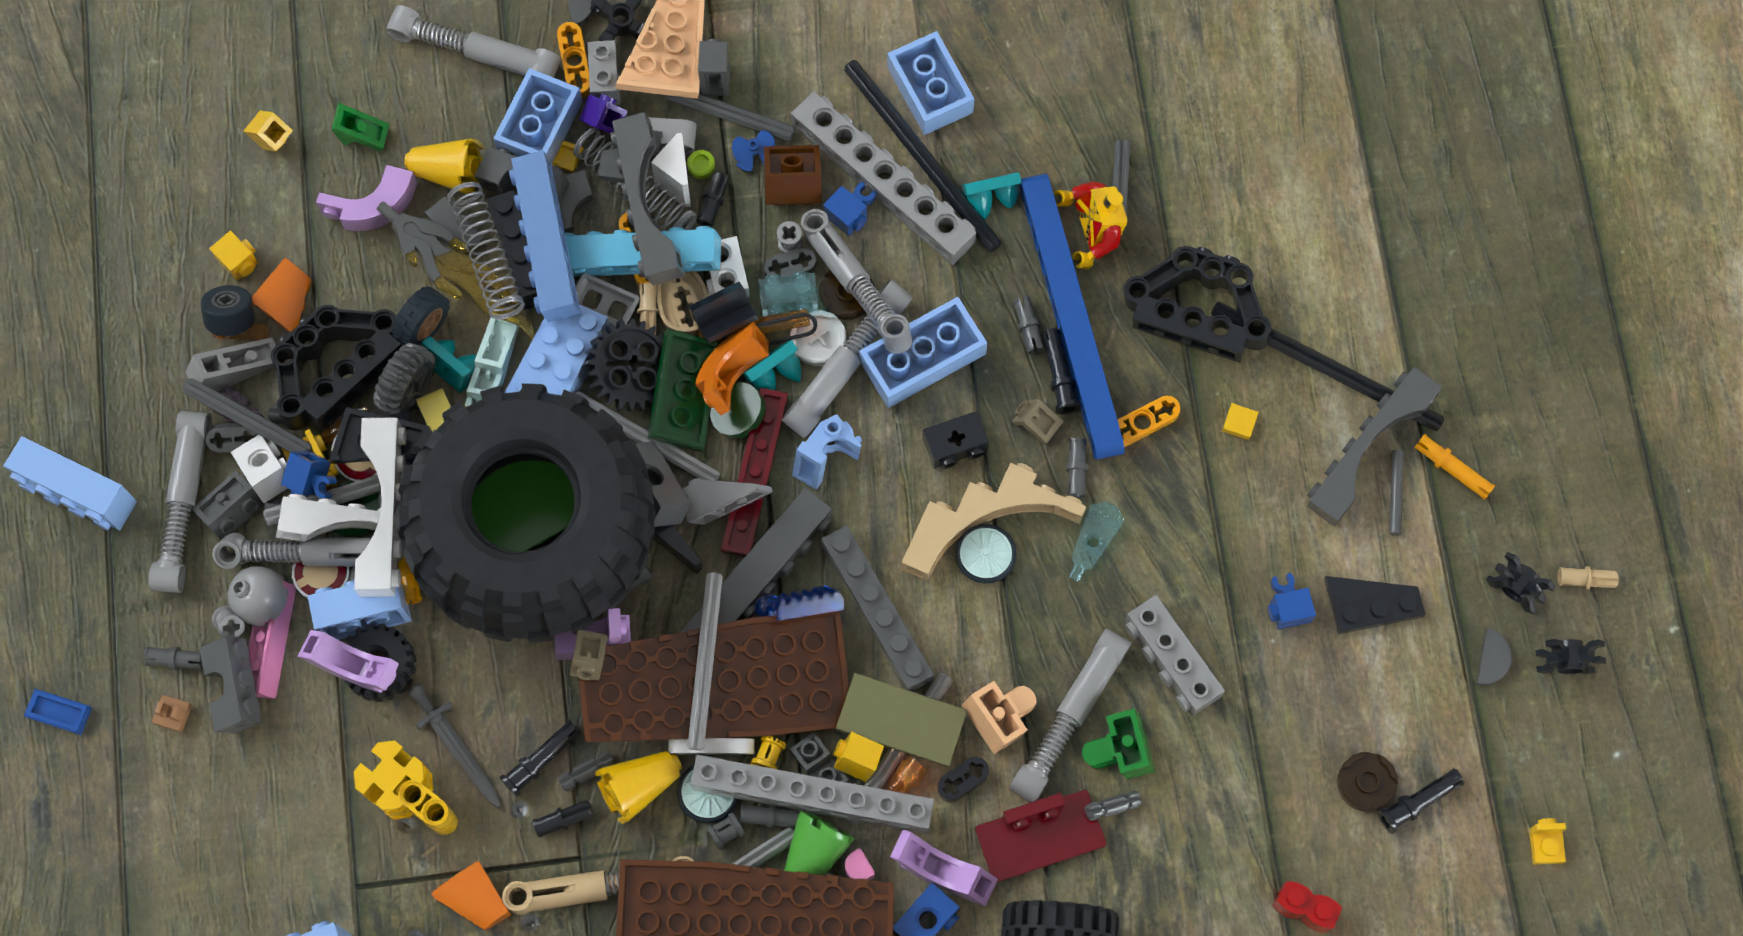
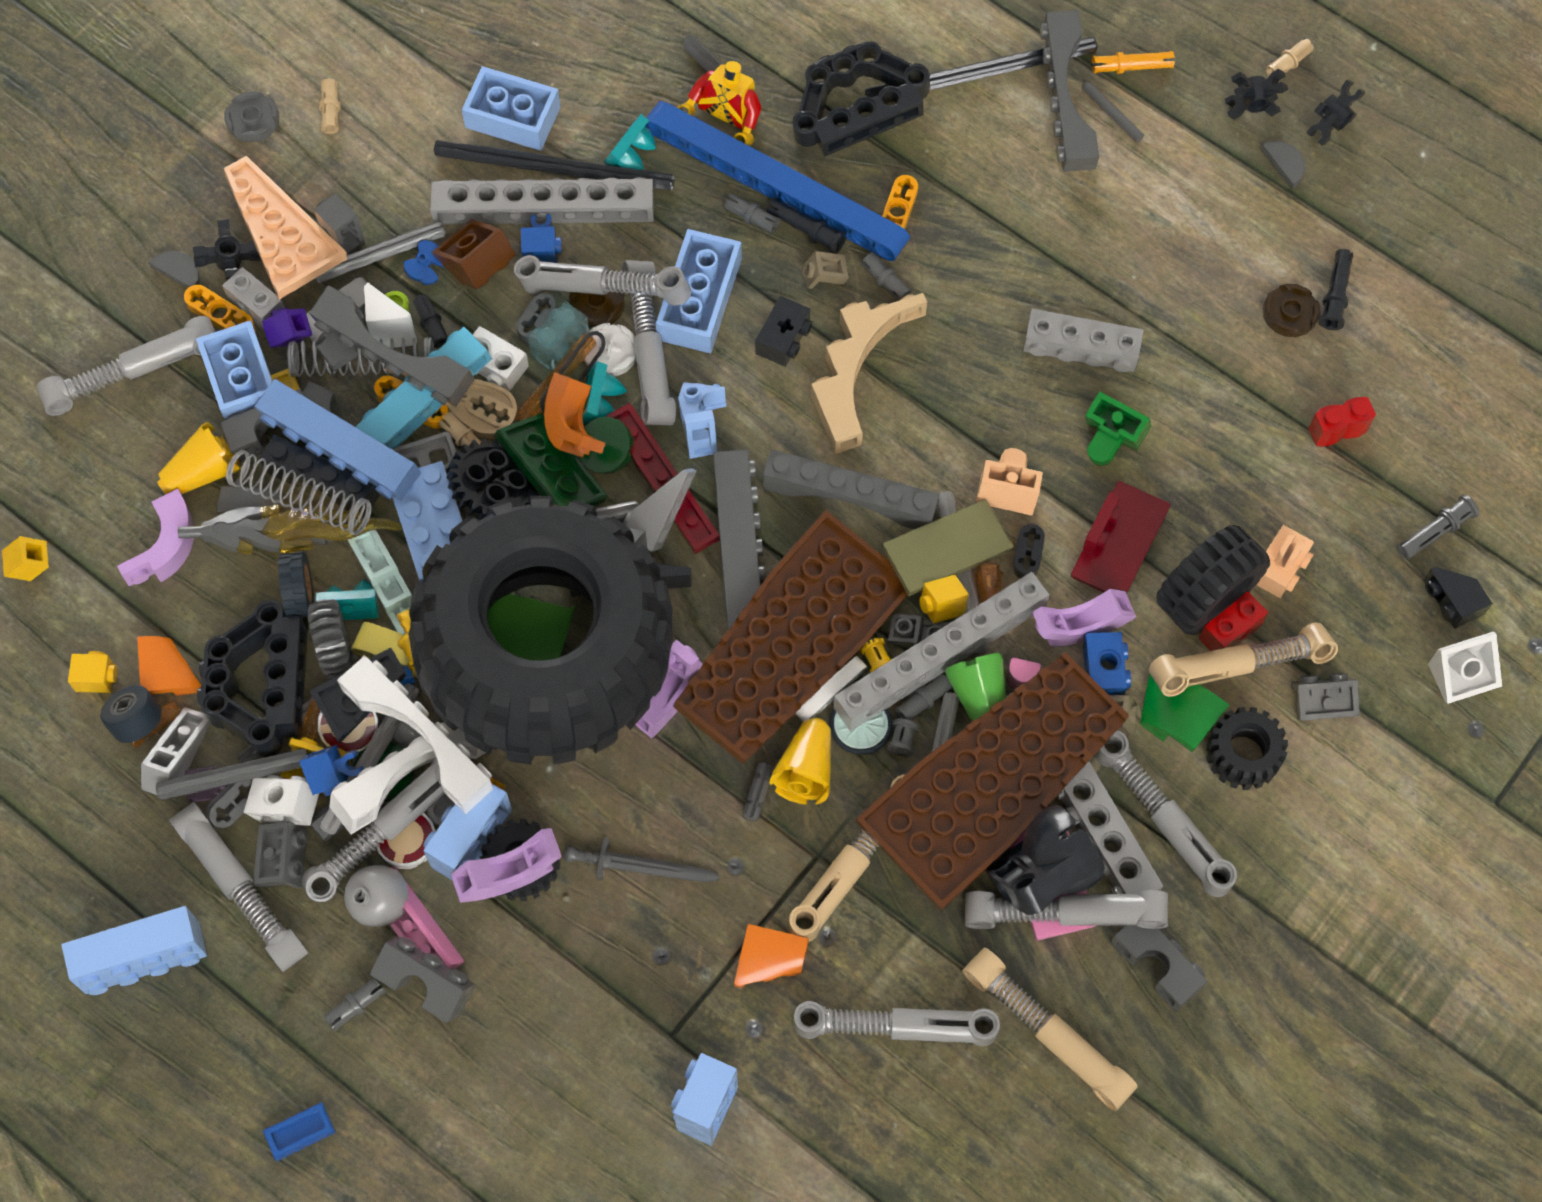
camera: 45 degrees left, 5 degrees down
(171, 713) = (394, 1047): medium nougat tile -> none
(220, 620) = (368, 934): light grey bush -> none
(357, 126) = (98, 495): green slope -> none
(396, 785) = (631, 927): yellow connector -> none
(529, 767) = (714, 826): black pin -> none
(562, 818) = (776, 839): black axle -> none
(588, 655) = (688, 692): dark tan bracket -> none
(705, 661) = (773, 626): light grey axle -> none
(723, 312) = (526, 385): black panel -> none
(789, 229) = (522, 297): light grey bush -> none
(802, 604) = (796, 530): clear blue gear -> none
(985, 553) = (883, 389): light aqua wheel -> none
(1072, 713) = (1038, 379): light grey piece -> none
(1099, 529) = (947, 305): clear light blue piece -> none
(1113, 805) = (1148, 474): dark grey axle -> none
(1240, 421) = (962, 154): yellow tile -> none
(1290, 606) = (1124, 241): blue brick -> none
(1370, 603) = (1171, 196): black wing -> none
(1547, 842) = (1441, 244): yellow bracket -> none

